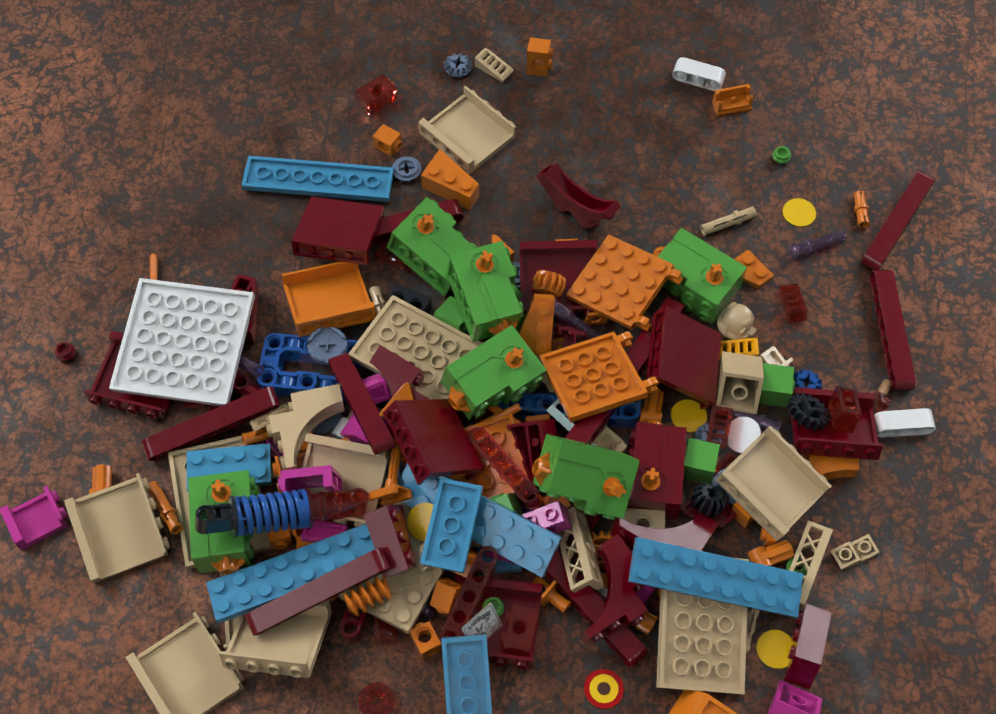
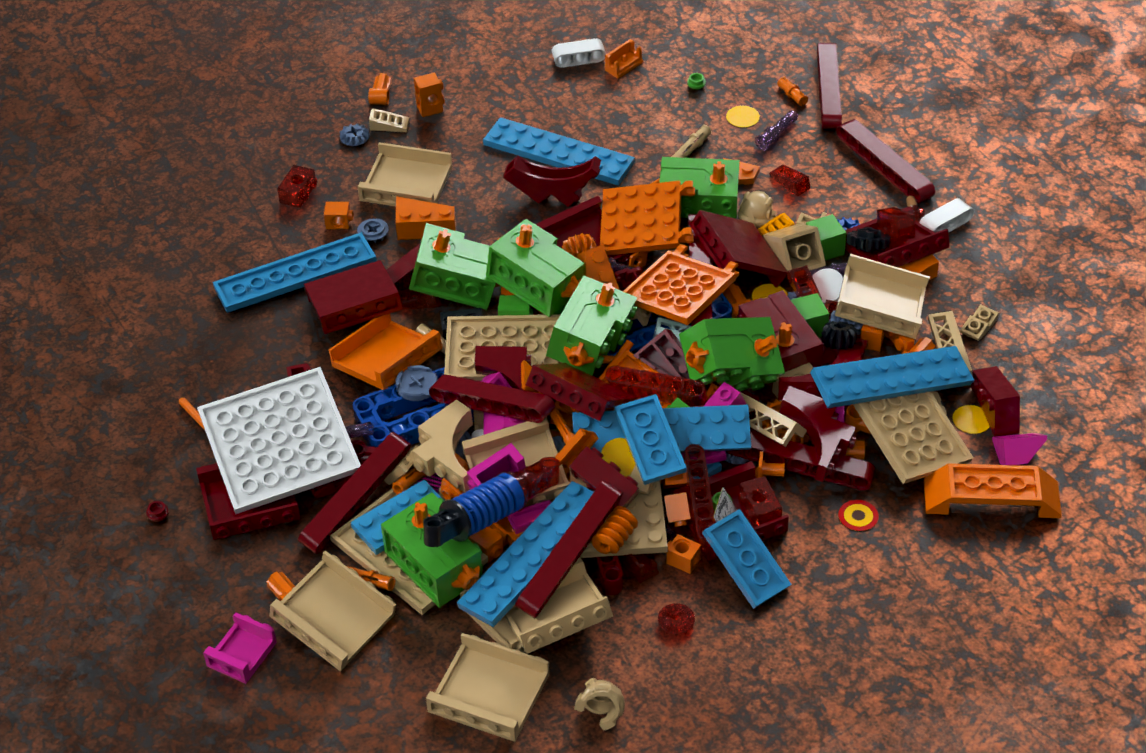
camera: 30 degrees left, 15 degrees down
(505, 34) = (380, 92): none -> orange piece
(613, 168) = (556, 149): none -> dark azure plate

